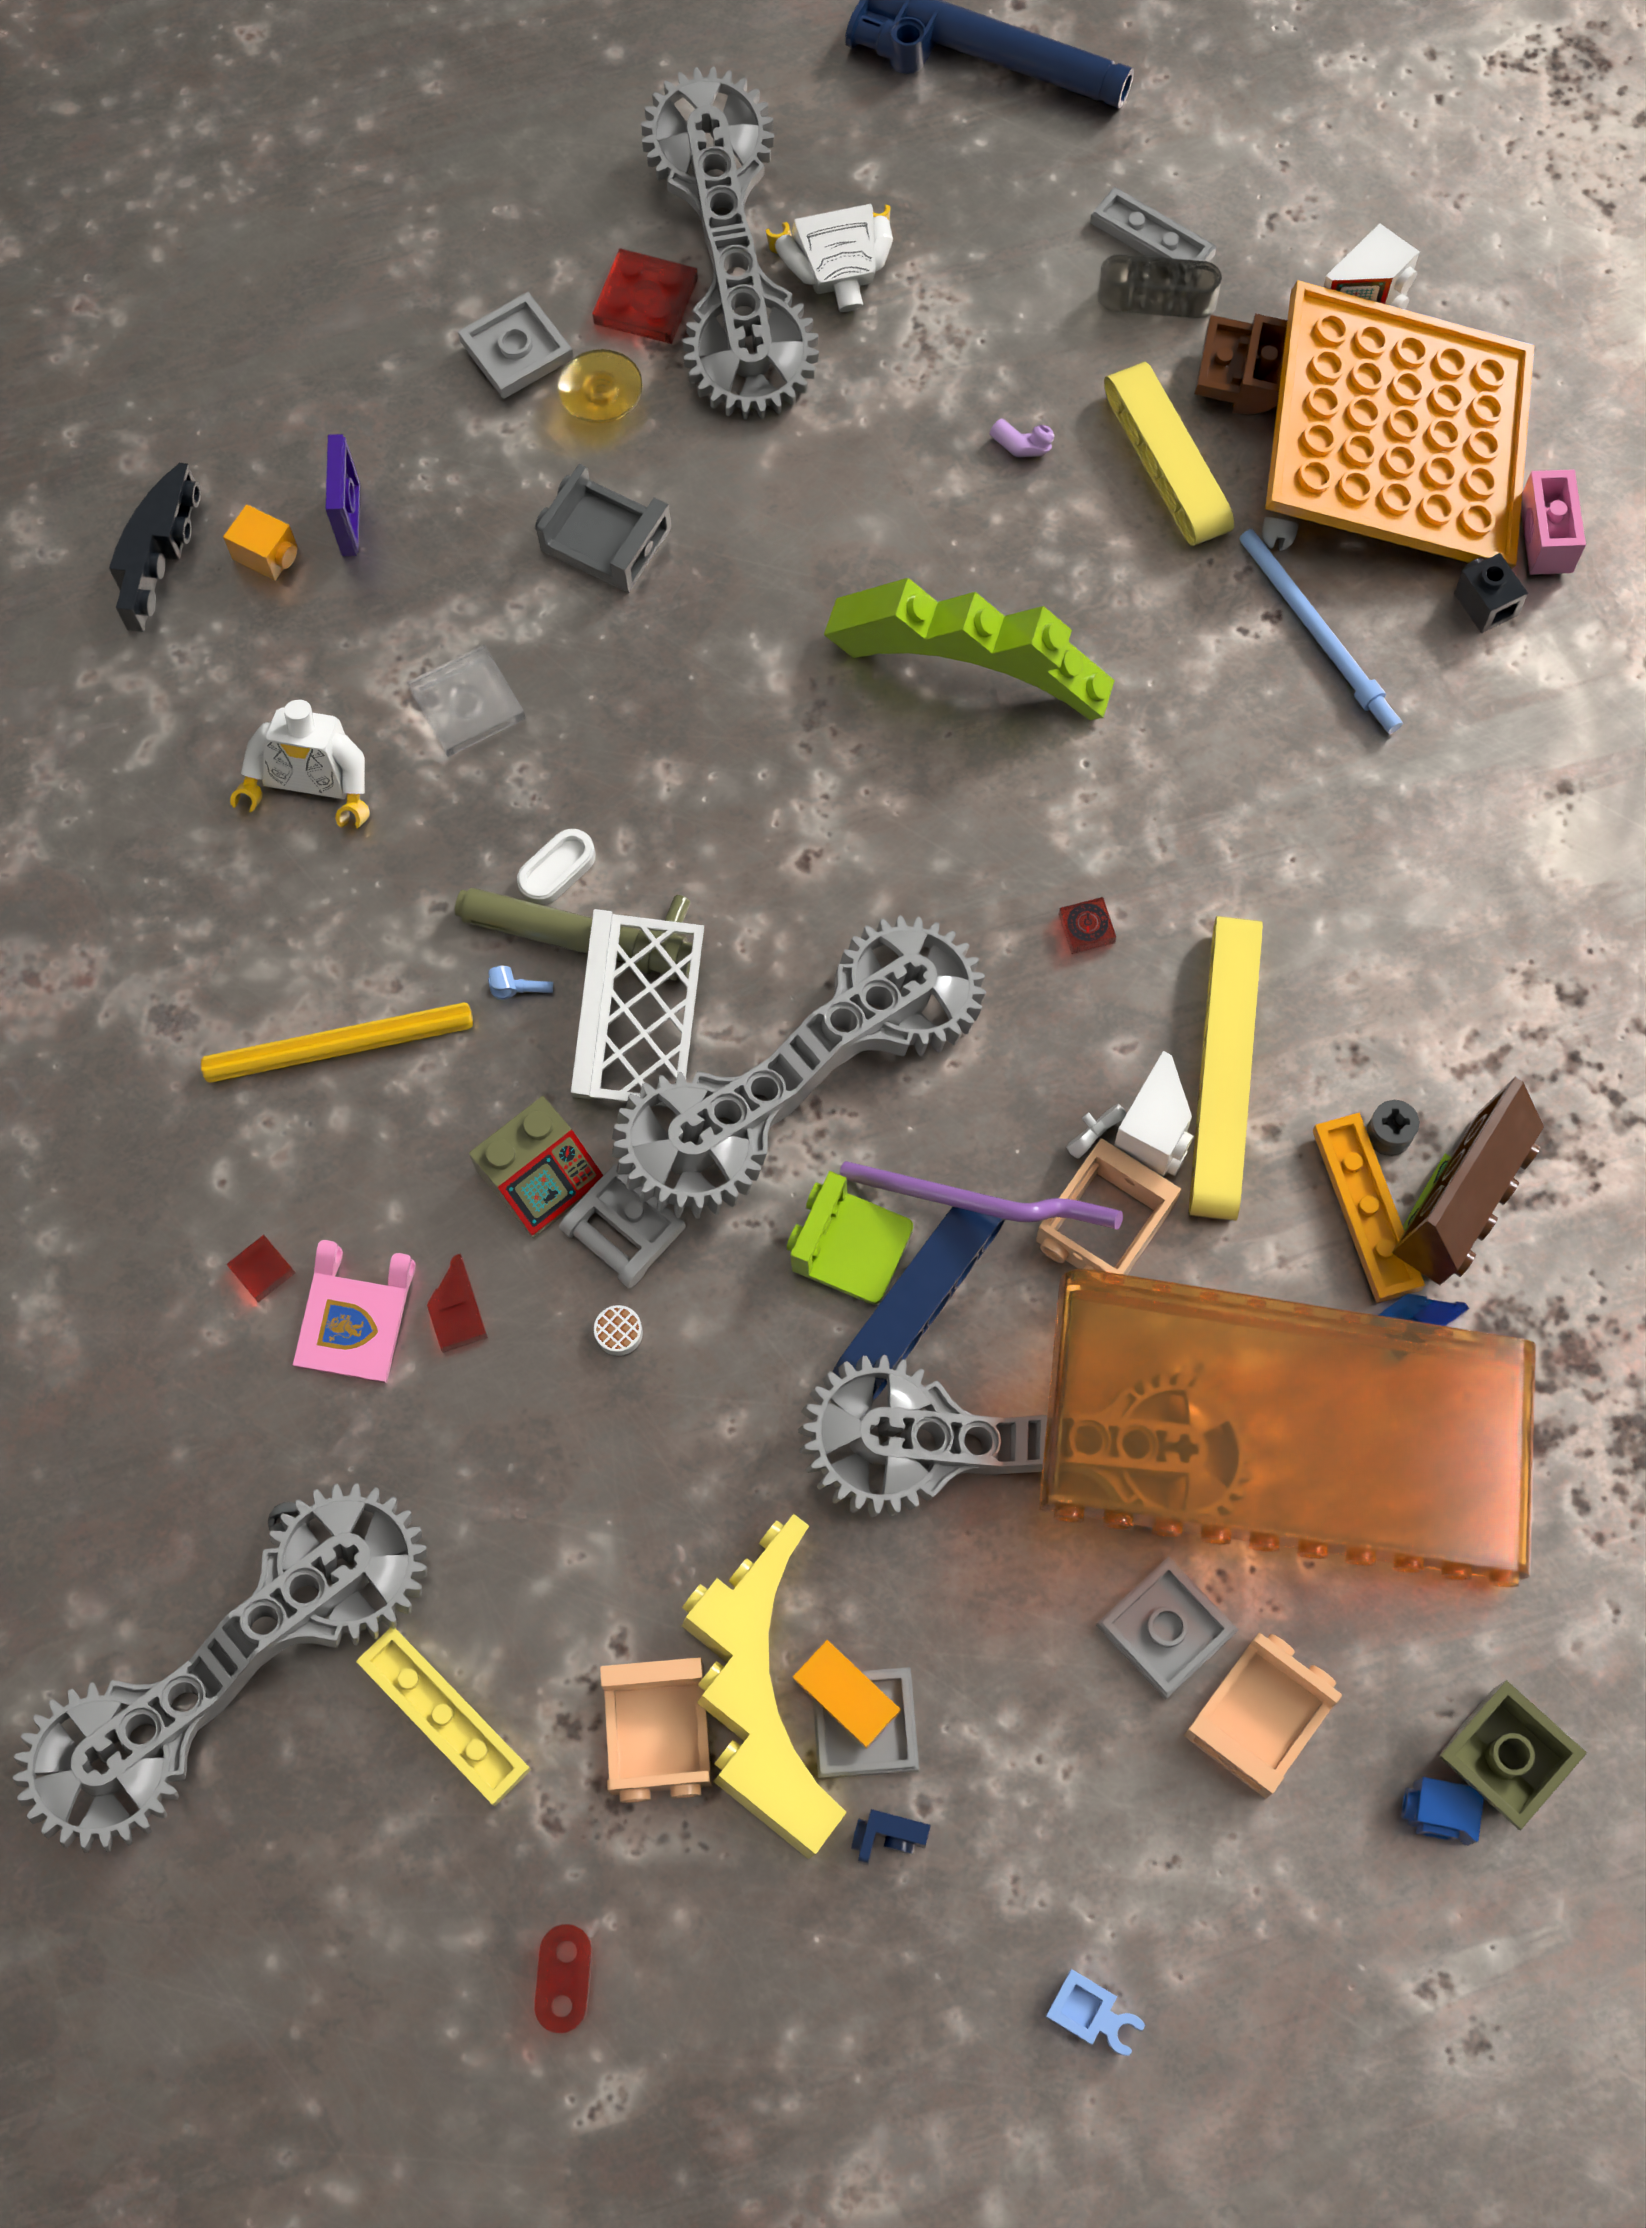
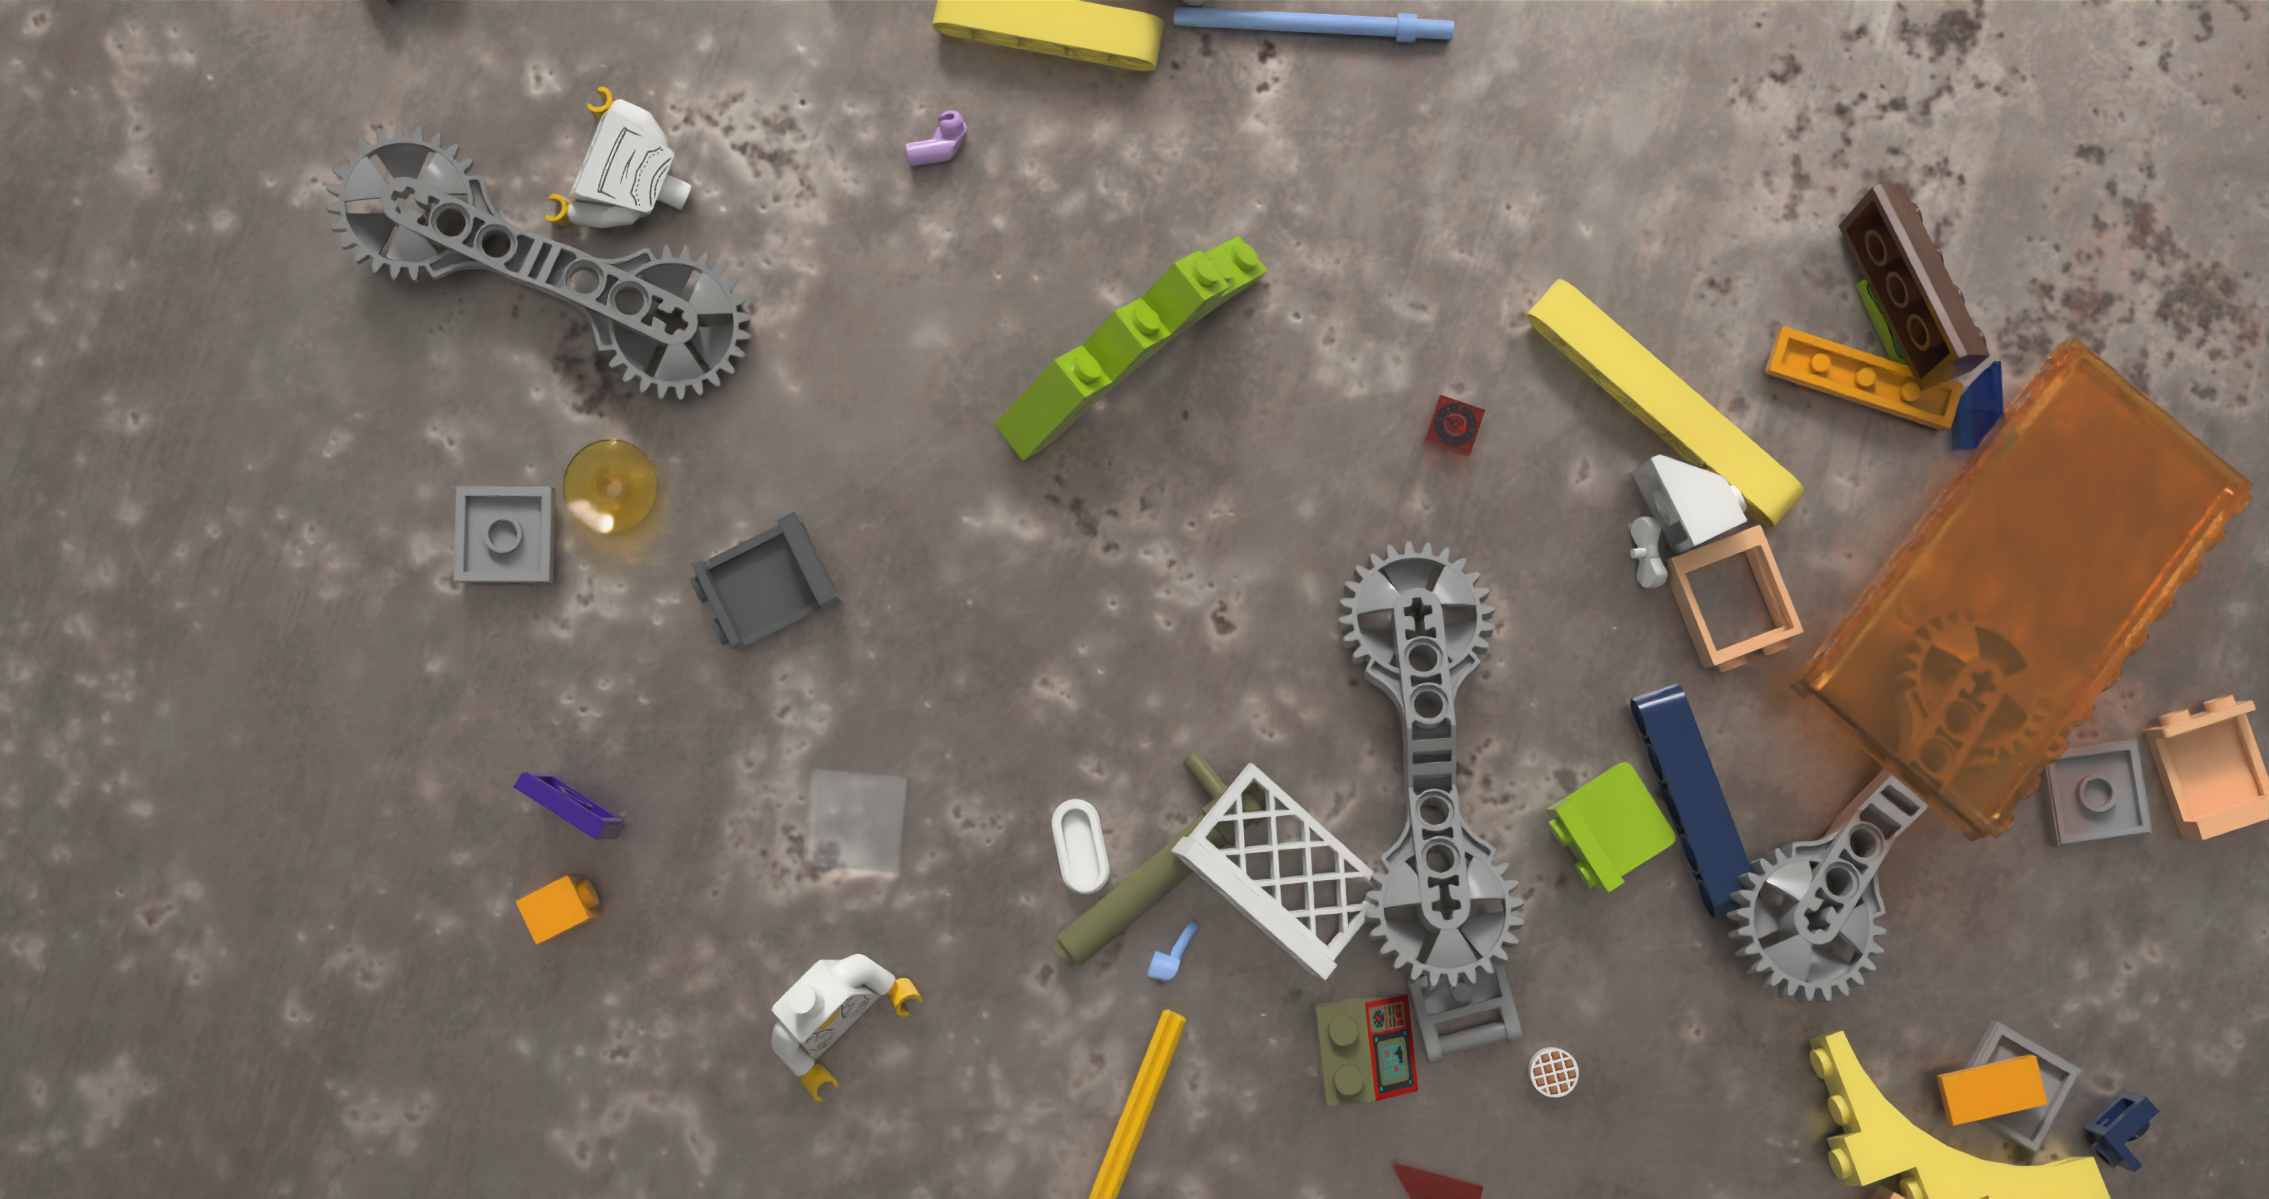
camera: 60 degrees left, 15 degrees up
(152, 534) = (473, 998): black slope -> none
(645, 296) = (532, 377): clear red plate -> none
(982, 1203) = (1664, 704): medium lavender piece -> none
(1388, 1138) = (1802, 314): dark grey wheel -> none

